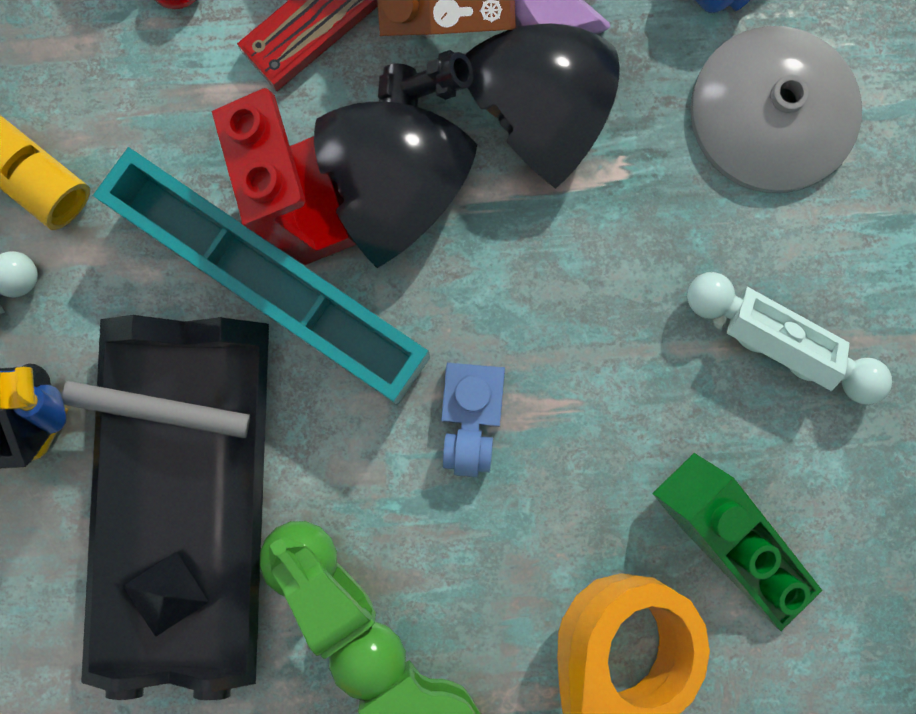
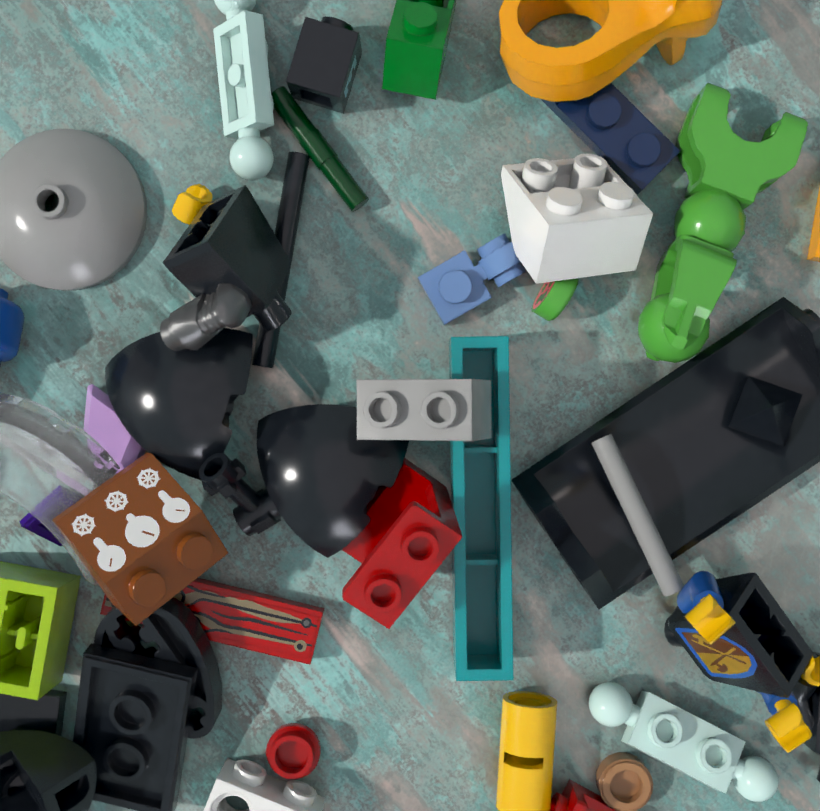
camera: 120 degrees left, 5 degrees up
(378, 277) = (424, 409): none -> light grey brick
(401, 477) = (554, 298): none -> bright green tile
(459, 539) = (573, 218): none -> white slope
(506, 640) = (618, 134): none -> dark blue plate
(604, 261) = (286, 233): none -> black bar
(629, 201) = (227, 263): none -> black torso
(679, 361) = (318, 149): none -> dark green piece
(751, 417) = (325, 63): none -> black brick

